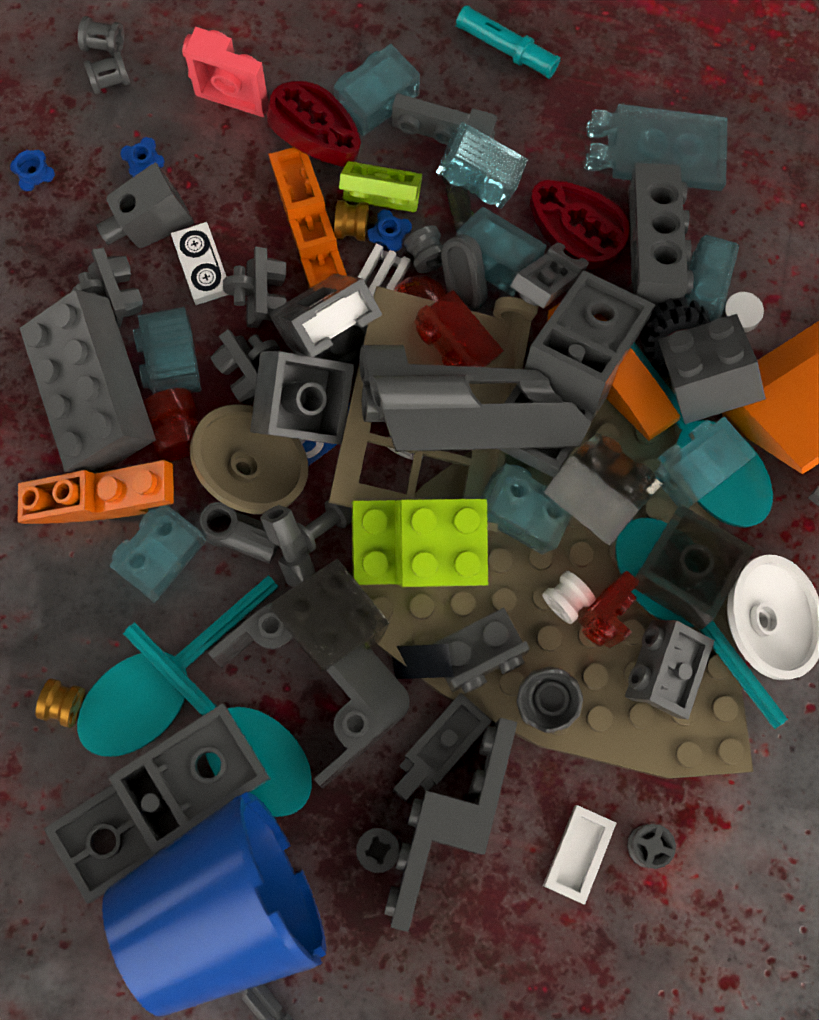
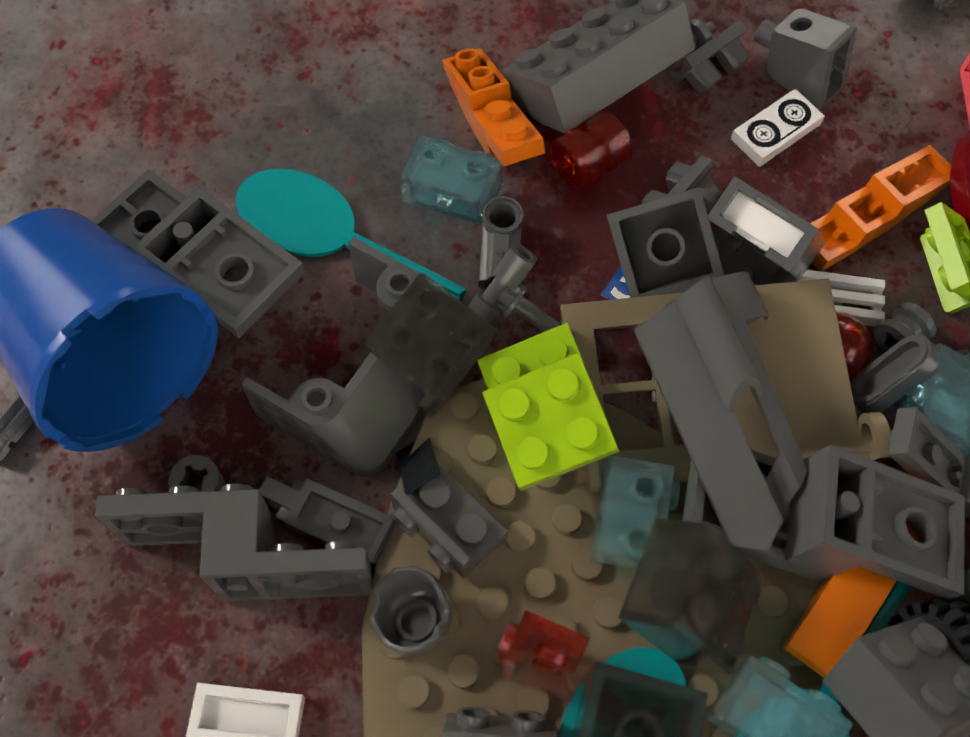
camera: 75 degrees right, 10 degrees down
(60, 702) = (274, 145): pearl gold wheel -> none
(145, 147) = (867, 42): blue plate -> none
(167, 351) = (668, 124): clear light blue brick -> none
(259, 273) = (793, 178): dark grey hips -> none
(269, 739) = (286, 333): teal piece -> none
(272, 465) = (581, 195): dark tan dish -> none
(351, 220) = (897, 245): pearl gold wheel -> none
(389, 241) = (897, 294): blue plate -> none
(456, 333) = (813, 379): clear red bracket -> none
(569, 597) = (545, 598): white wheel -> none

